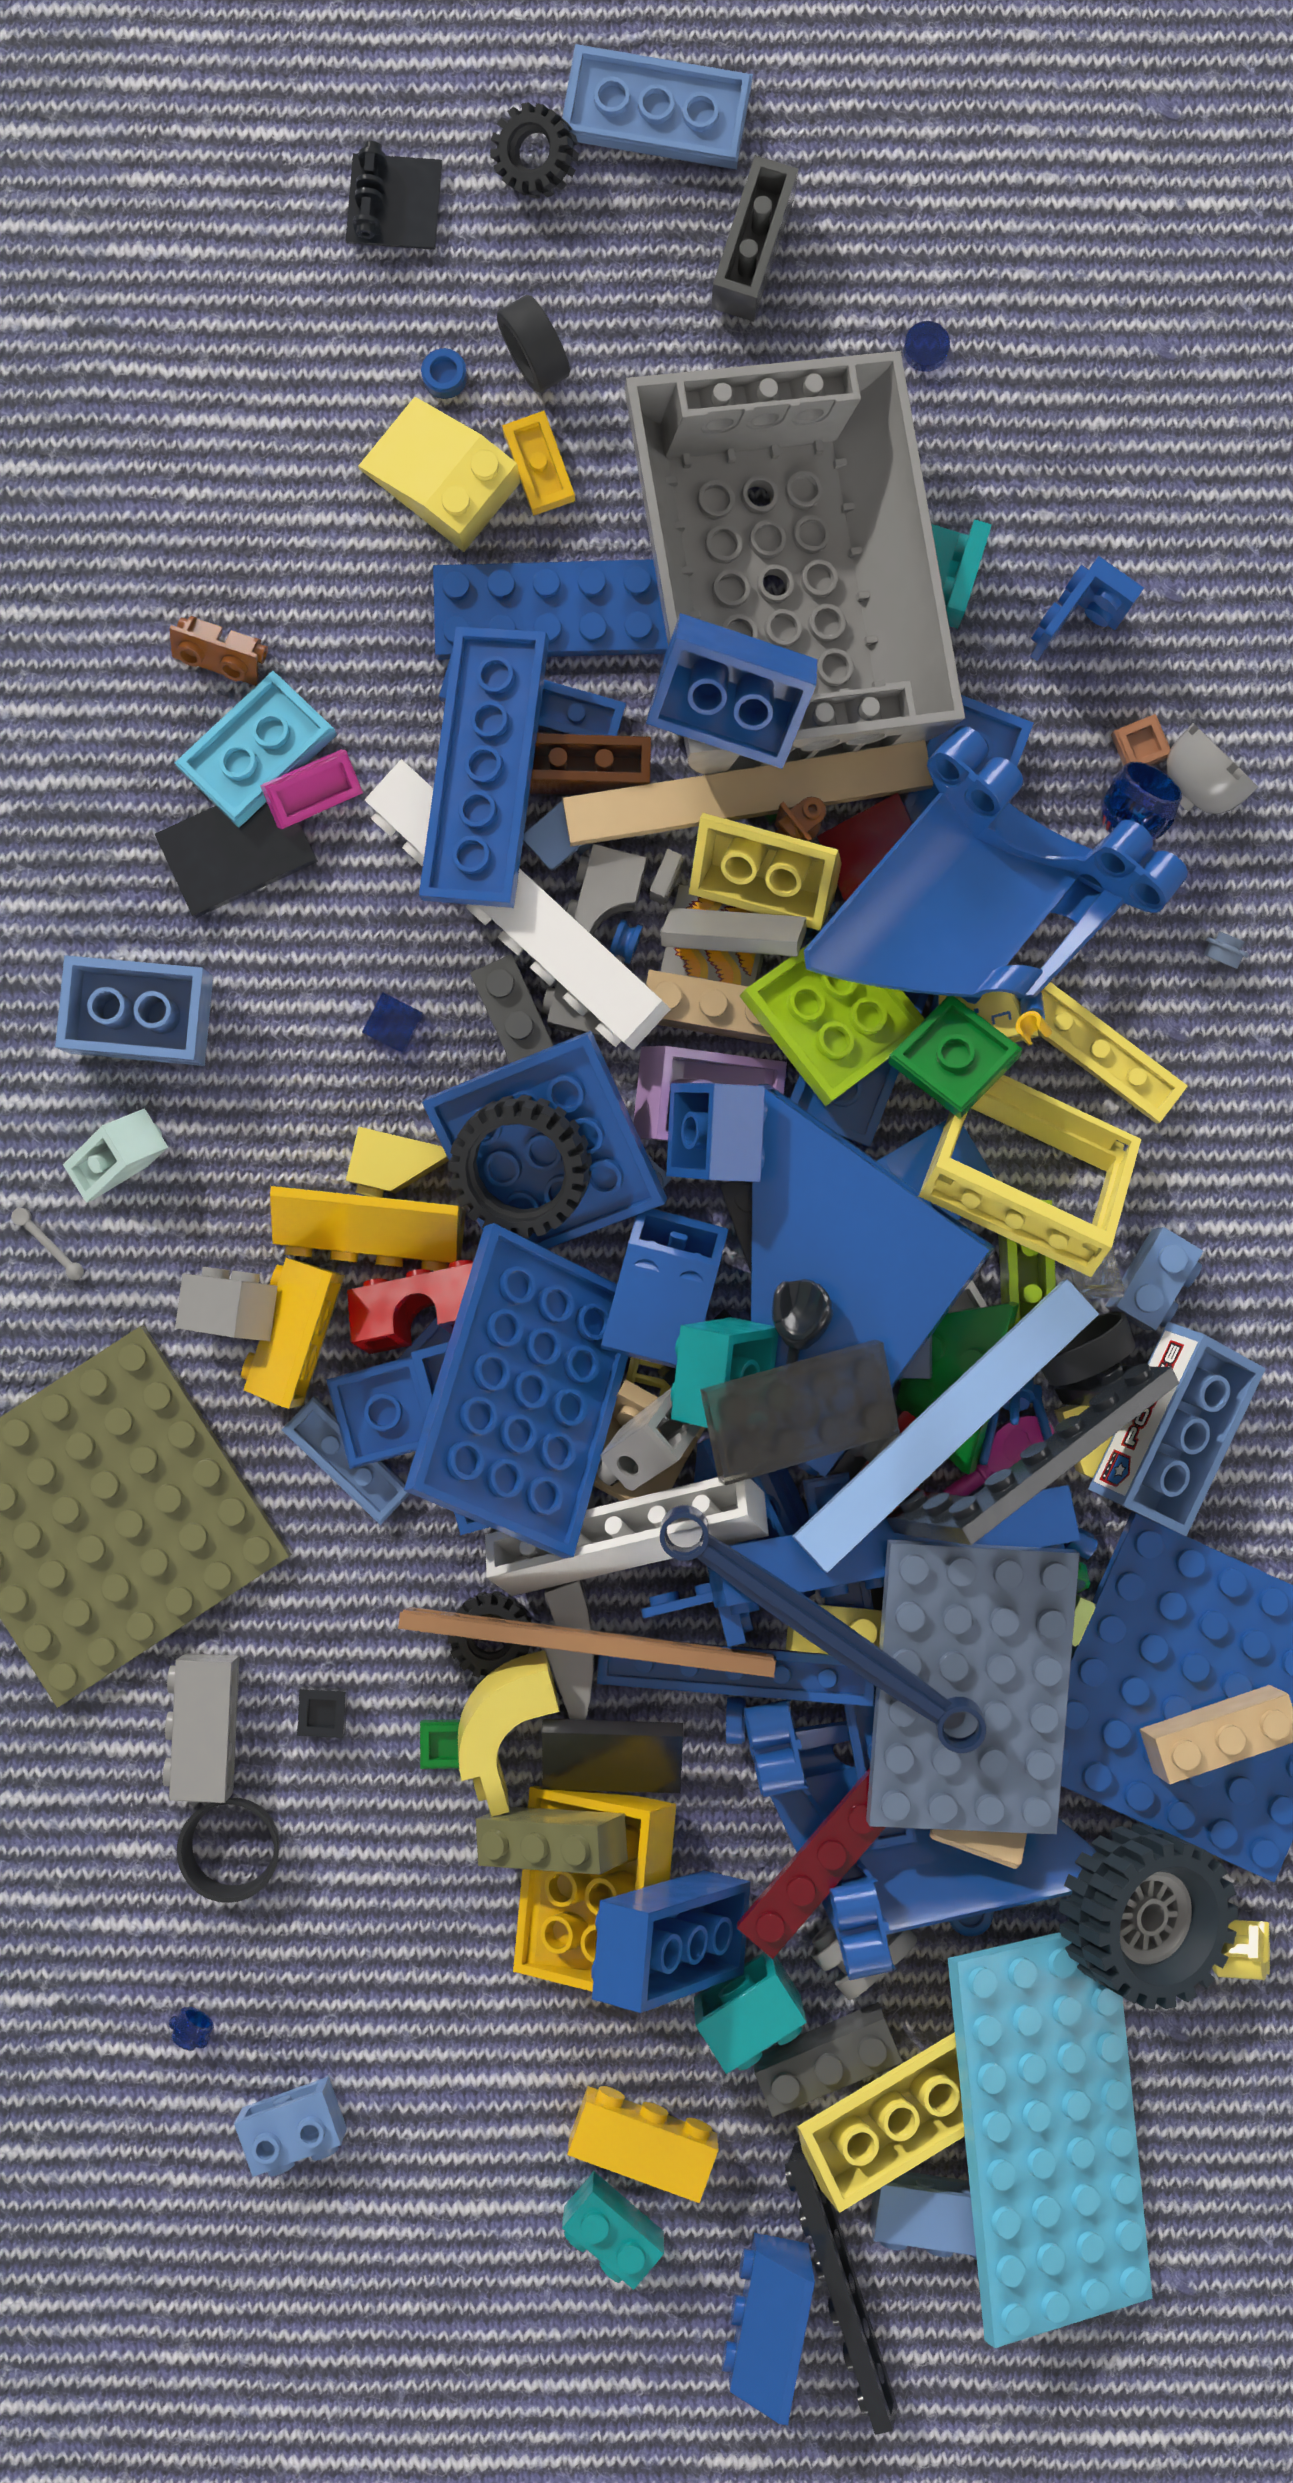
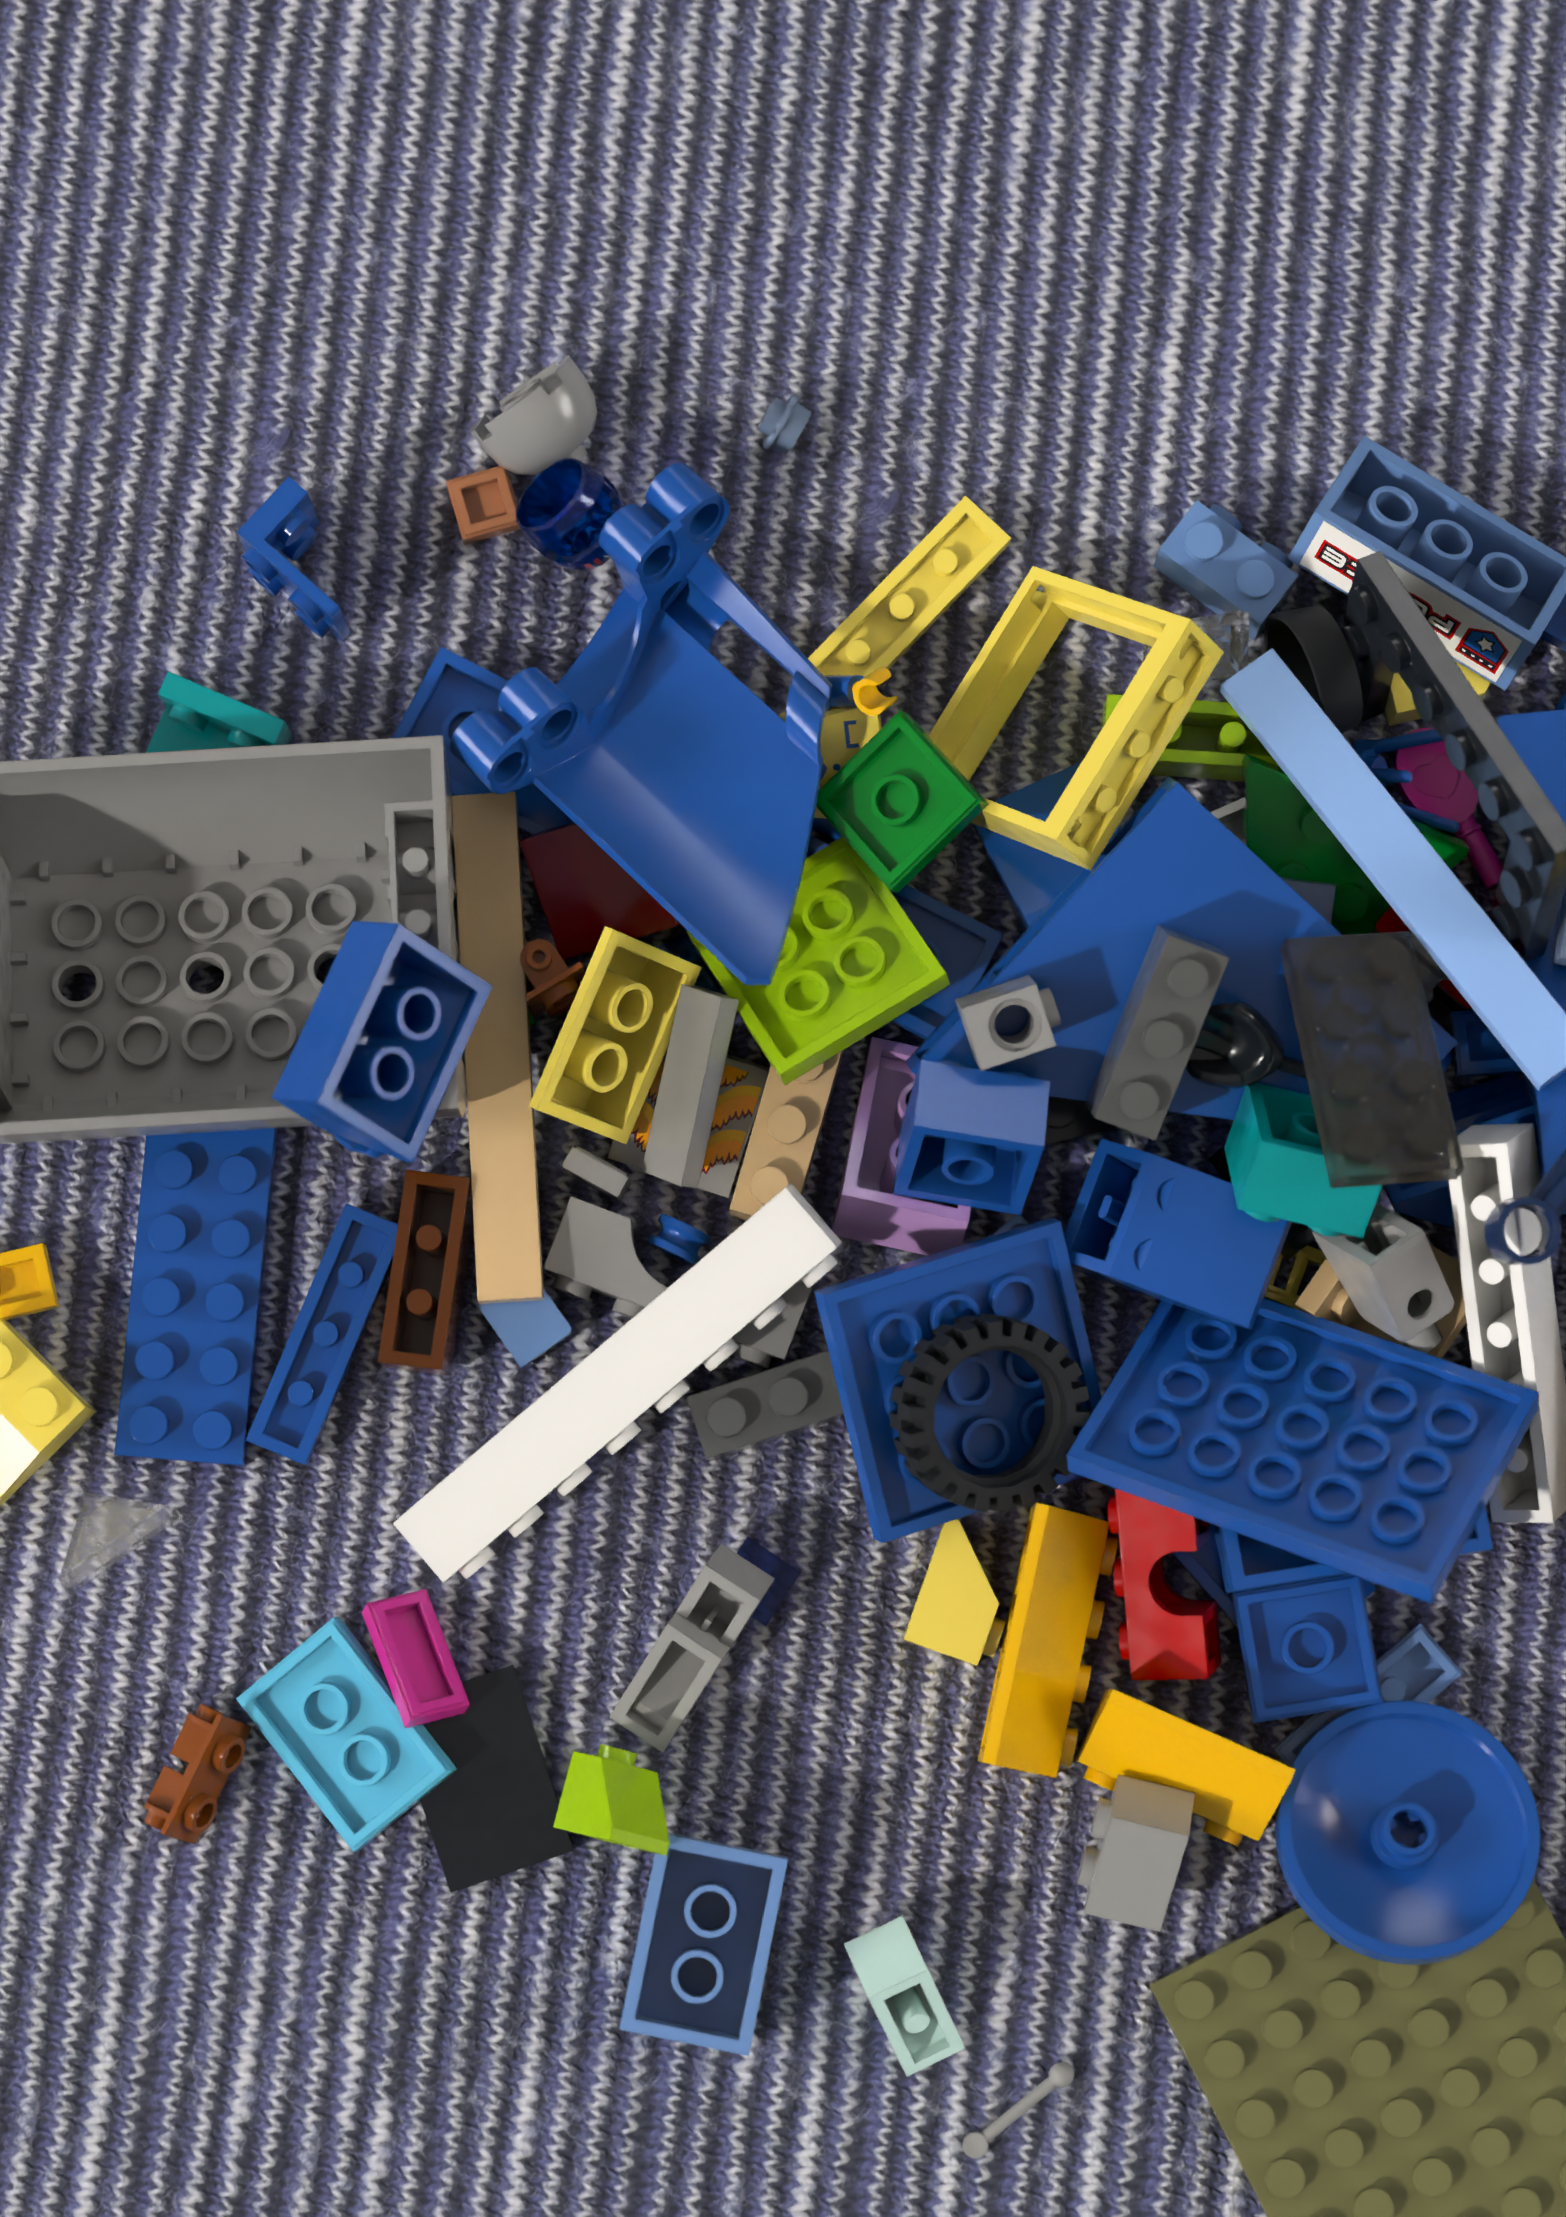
camera: 85 degrees left, 5 degrees down
(223, 936) = (613, 1801): none -> lime slope
(259, 1494) = (1407, 1832): none -> blue dish
(341, 981) = (691, 1647): none -> light grey slope
(378, 567) = (109, 1532): none -> clear slope
(484, 767) = (425, 1402): blue plate -> none
(780, 1139) = (979, 1015): none -> light grey brick
(804, 1255) = (1156, 1032): none -> dark grey brick

